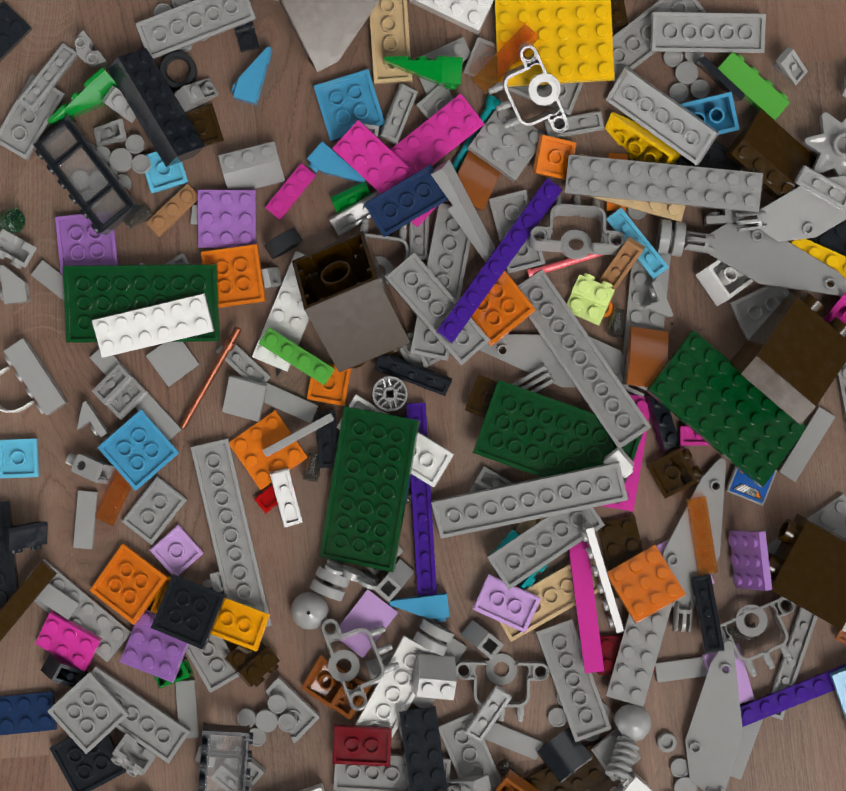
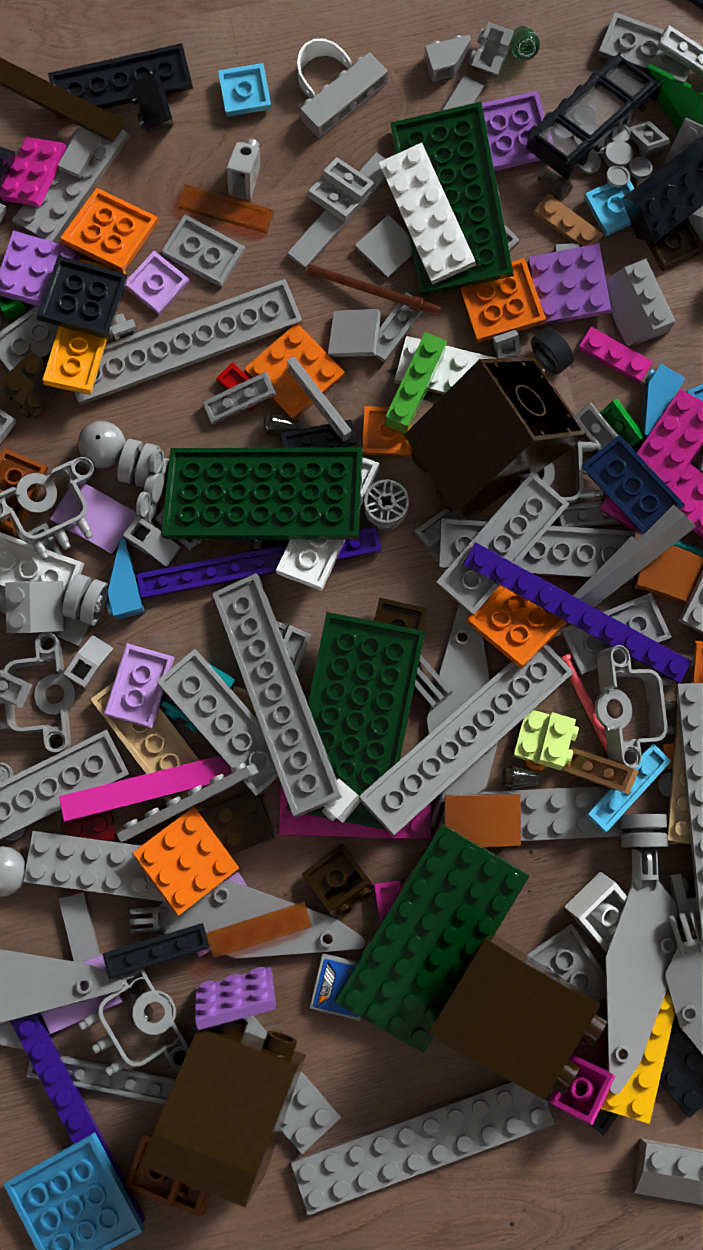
camera: 80 degrees right, 10 degrees down
(85, 519) = (181, 173): light grey tile -> none
(89, 415) = (306, 160): light grey slope -> none
(138, 450) = (273, 218): dark azure plate -> none
(290, 403) = (356, 388): light grey tile -> none
(413, 373) = (415, 529): black tile -> none
(661, 306) = (553, 829): light grey slope -> none
(663, 425) = (397, 857): black plate -> none
(806, 444) = (400, 1056): light grey tile -> none

